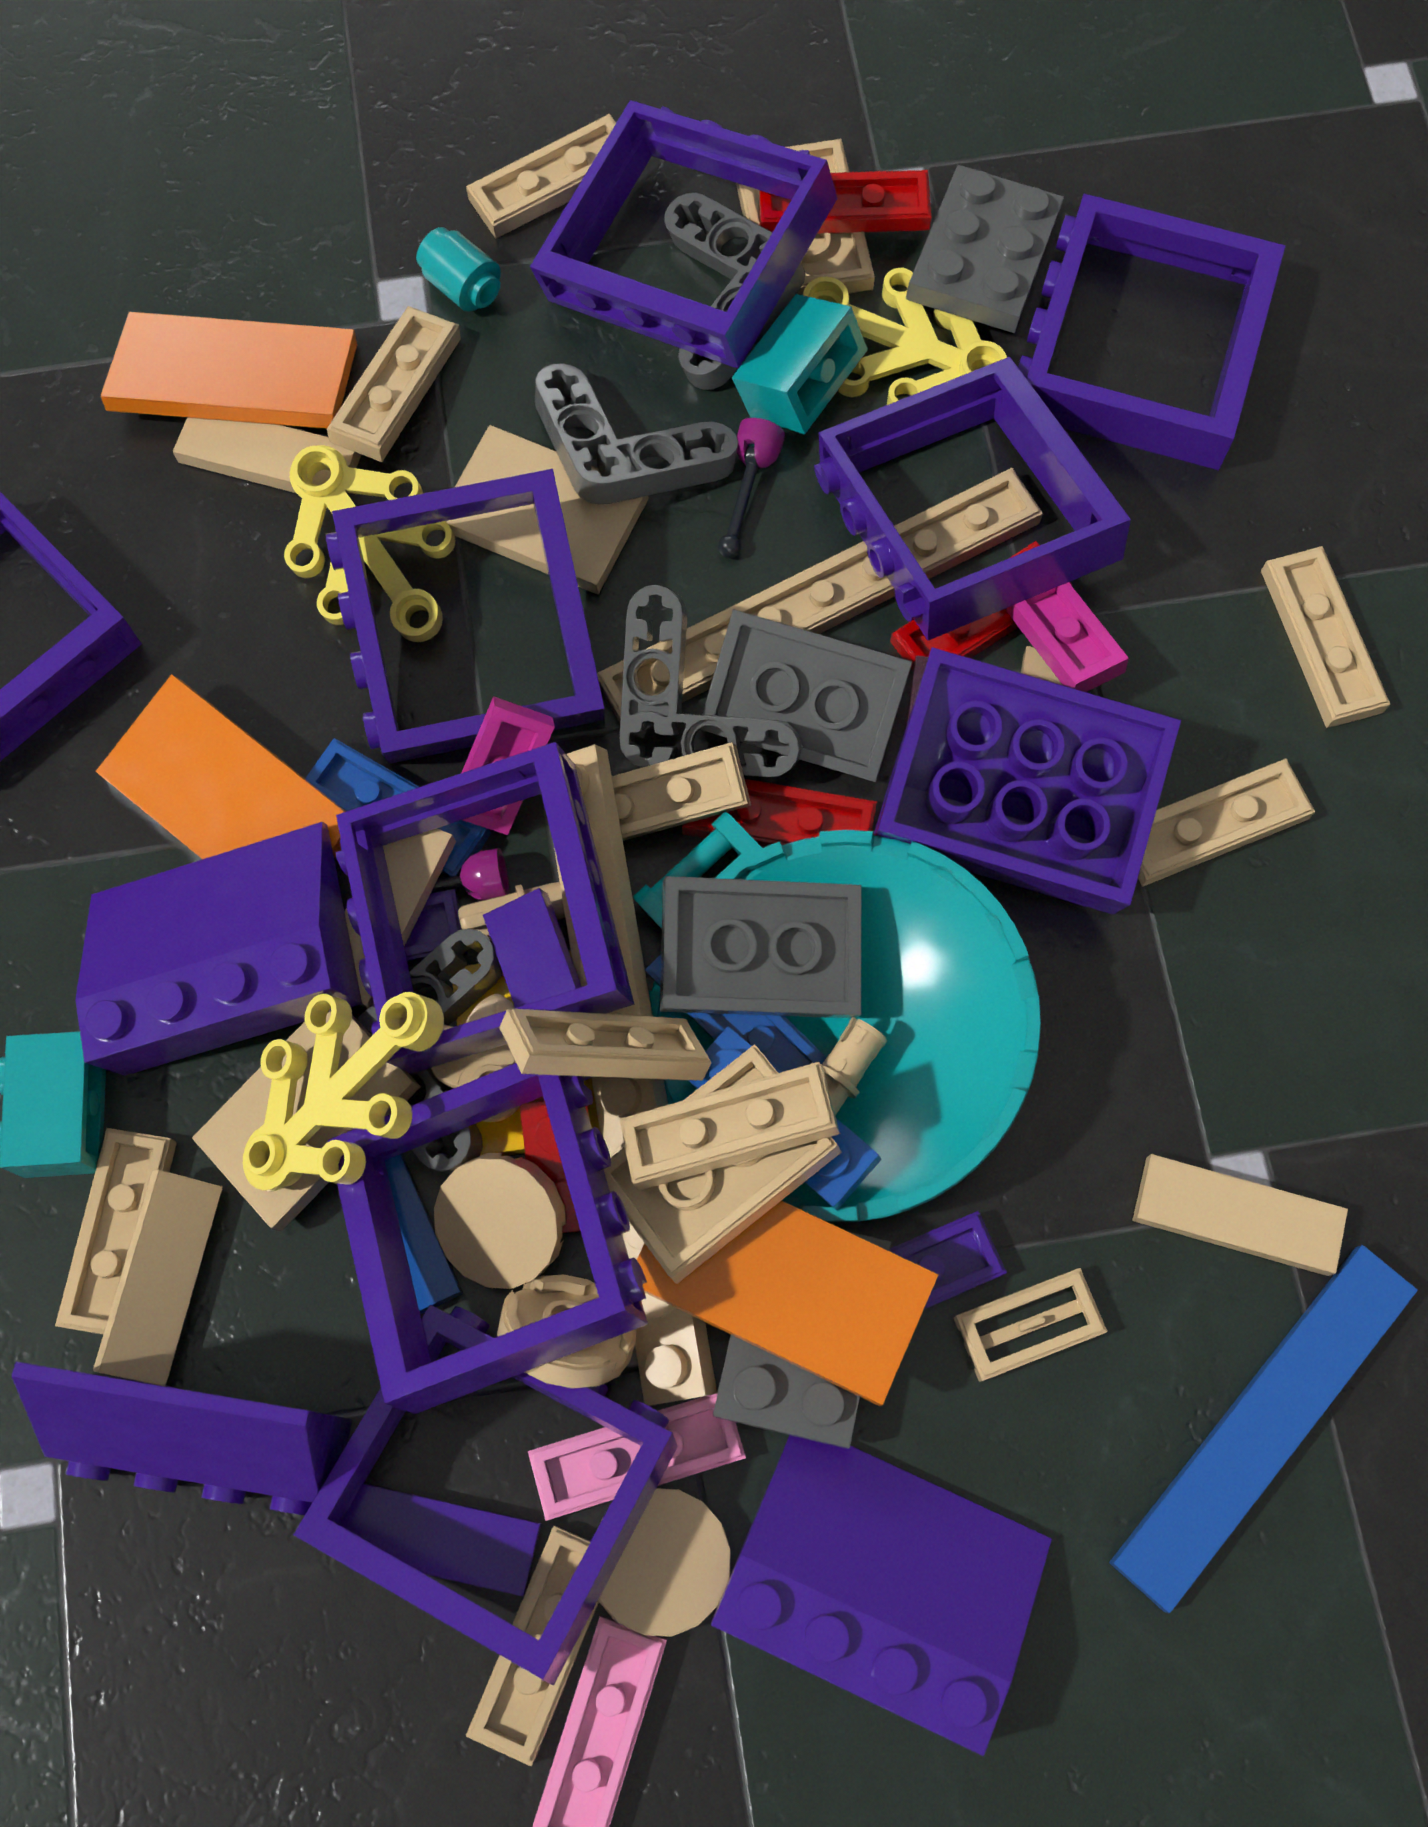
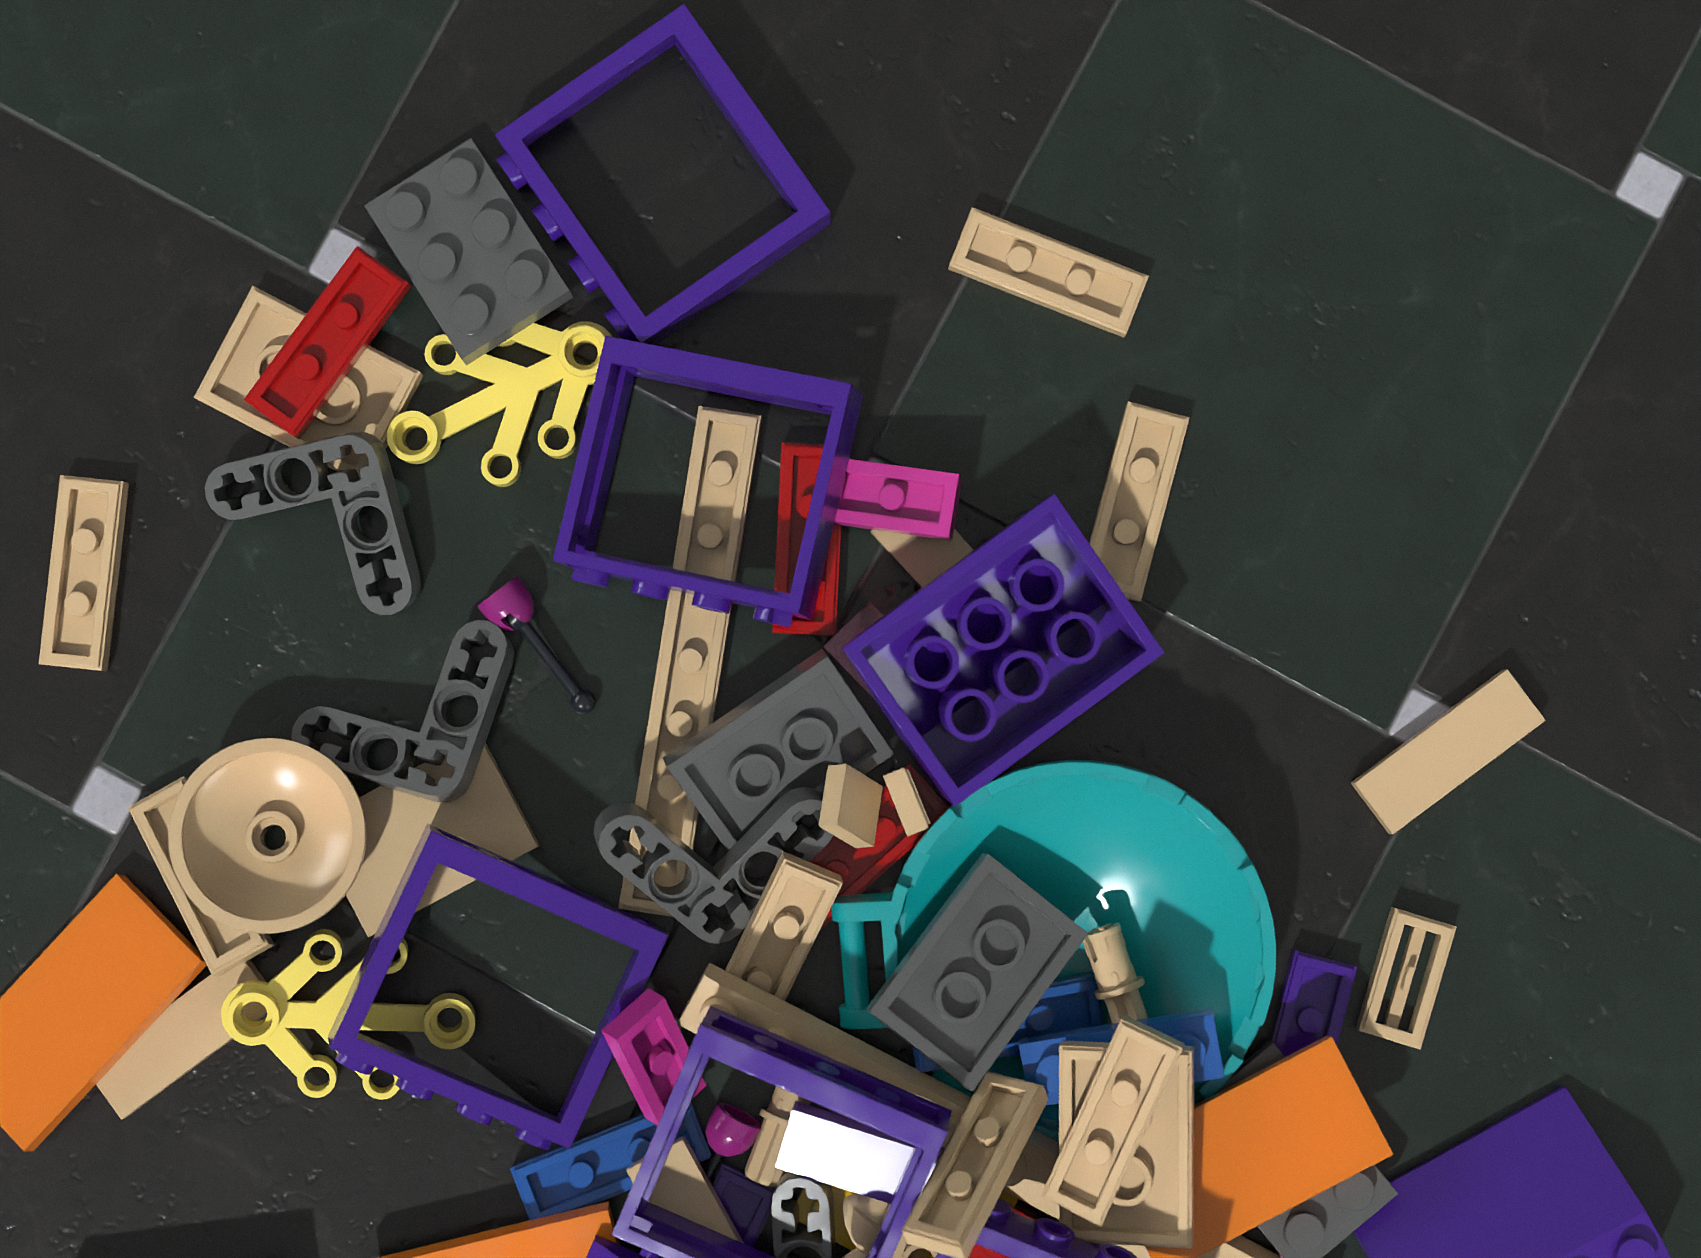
camera: 50 degrees left, 15 degrees up
(454, 361) = (222, 828): none -> tan dish
(459, 269) = (128, 737): teal brick -> none
(708, 148) = (155, 556): dark purple window -> none
(800, 362) = (463, 514): teal brick -> none
(811, 769) = (850, 806): none -> tan tile
(851, 800) = (906, 801): none -> tan tile
(1262, 1428) = (1607, 864): blue tile -> none

